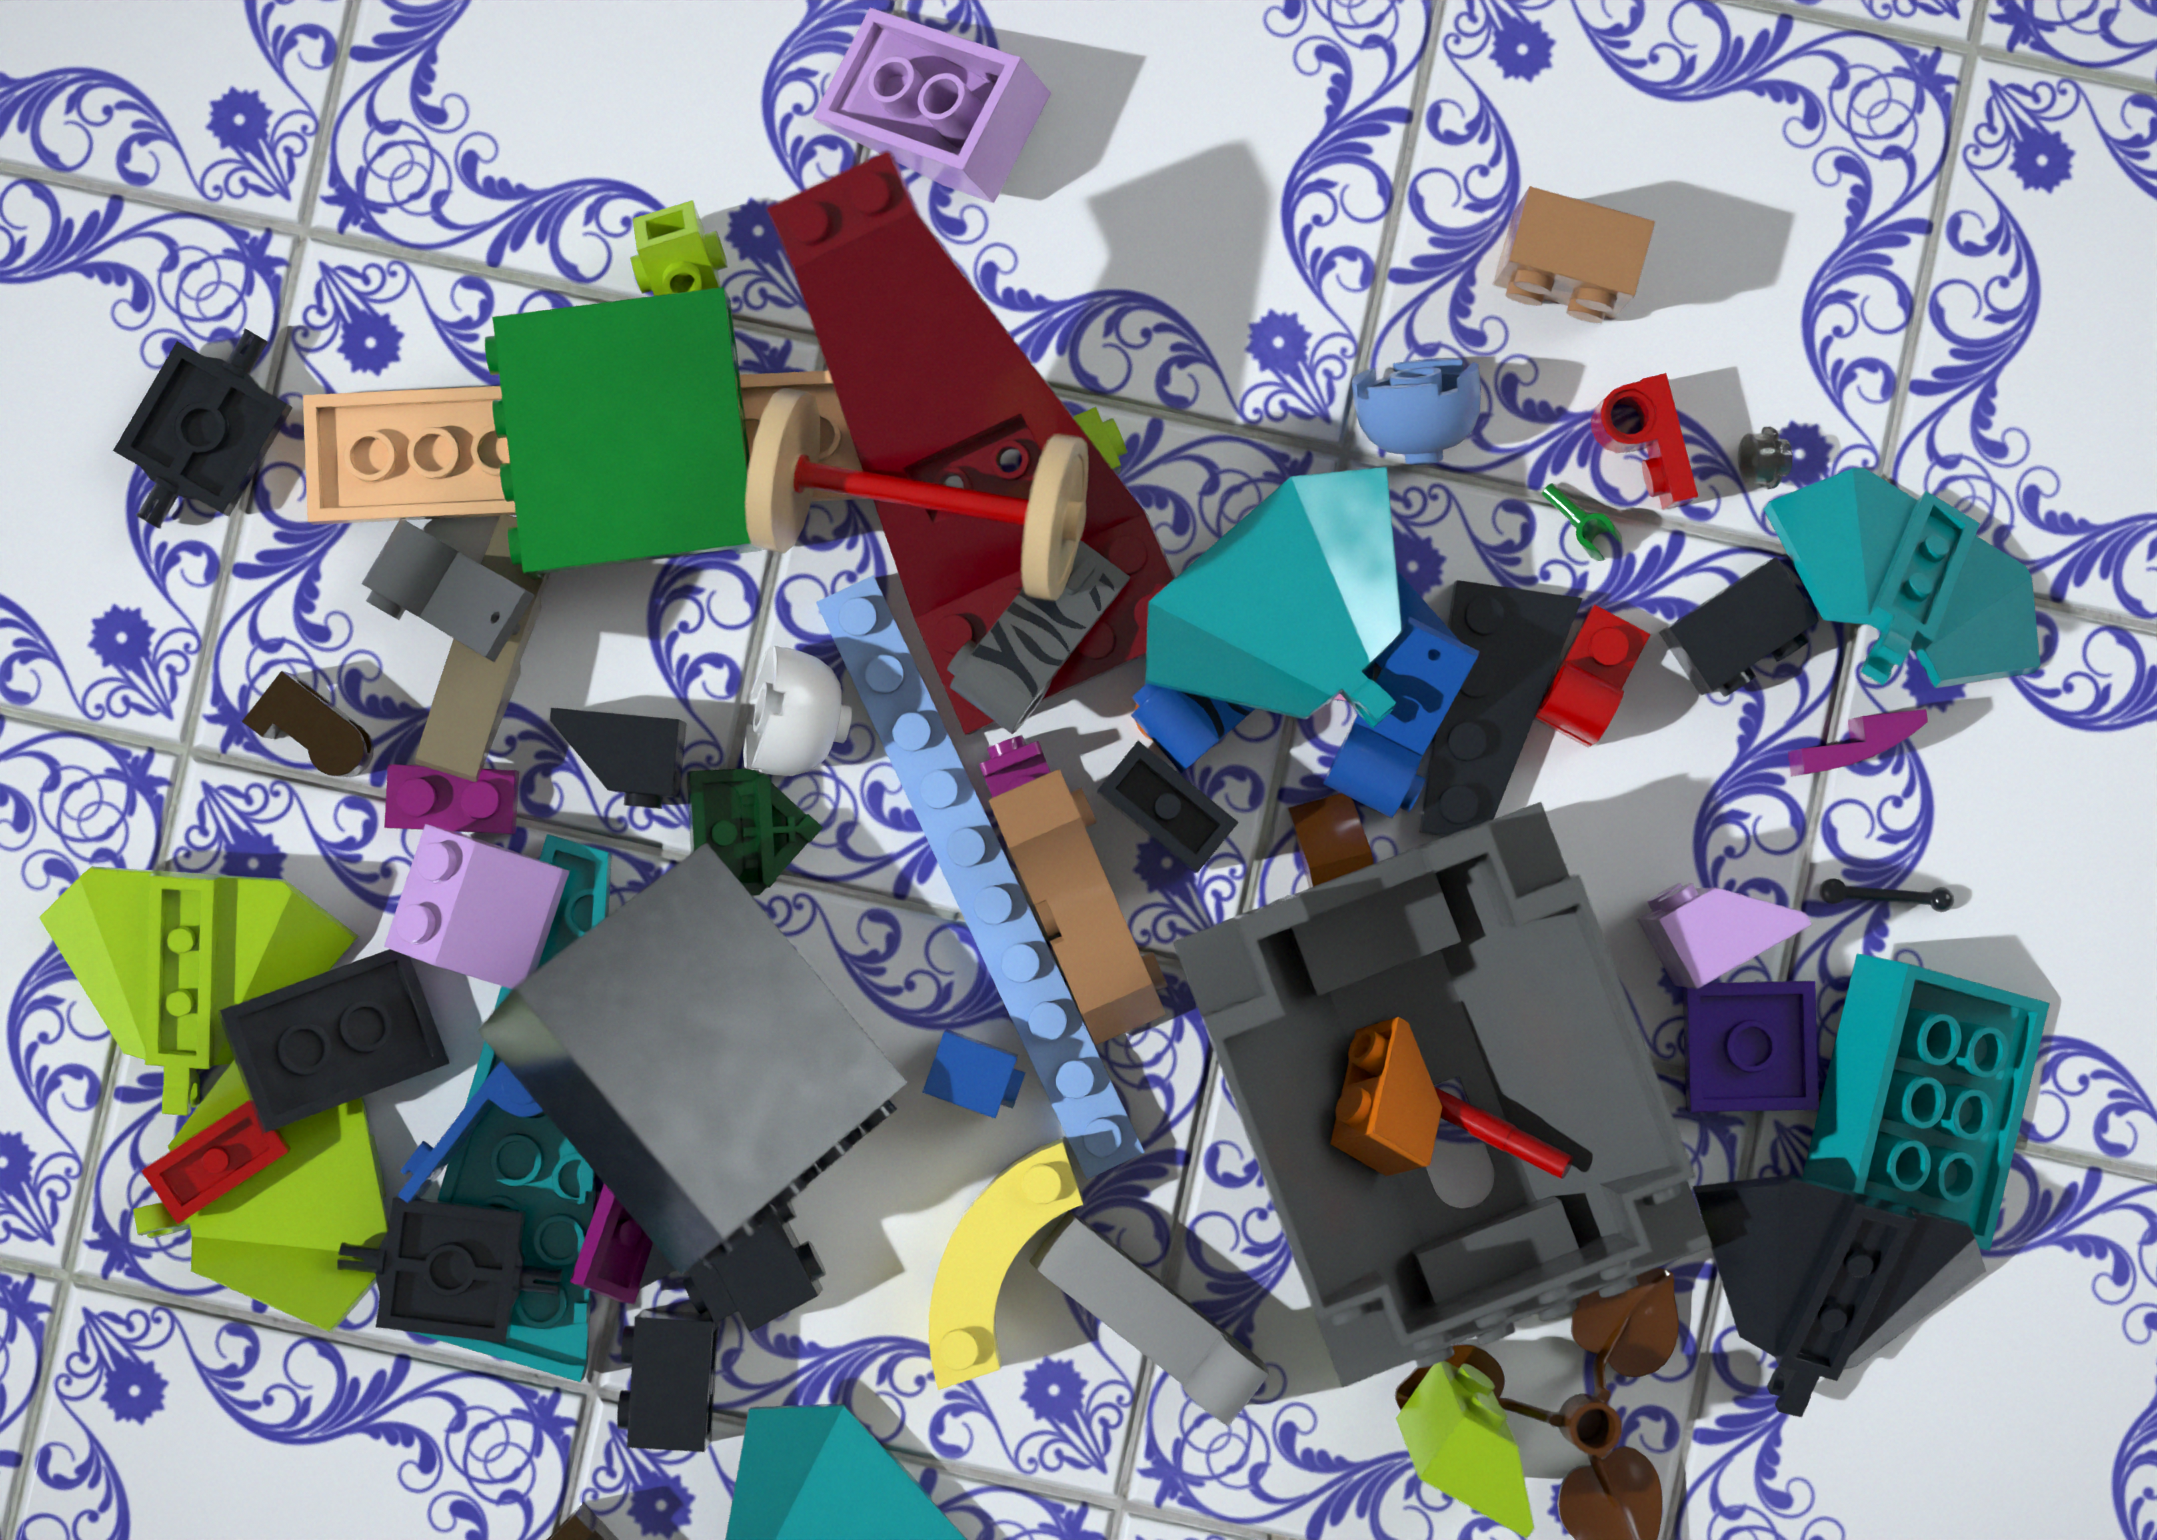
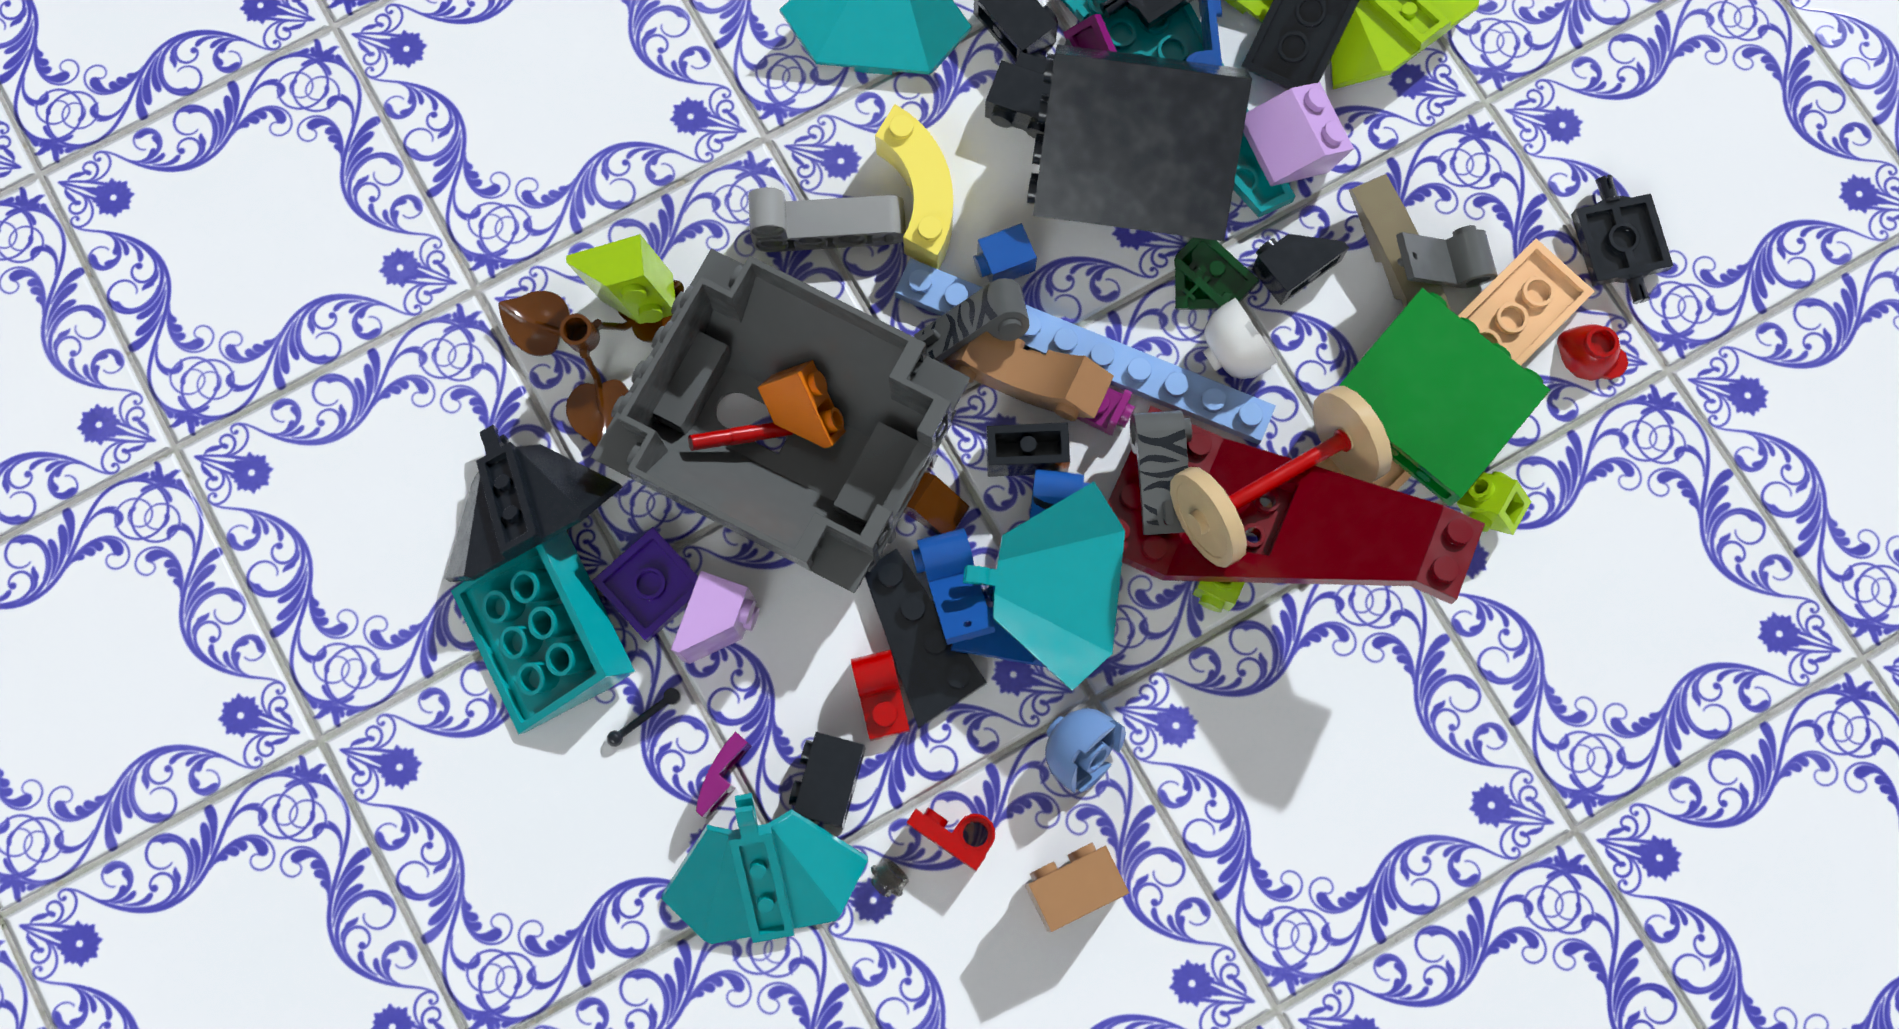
camera: 140 degrees right, 10 degrees down
(331, 737) = (1443, 156): dark brown leg -> none
(373, 331) = (1592, 352): none -> red piece
(449, 802) = (1359, 167): magenta plate -> none
(934, 102) = (1447, 687): lavender slope -> none
(1063, 1013) = (994, 309): none -> dark grey door
(1586, 524) = (947, 765): green hand -> none

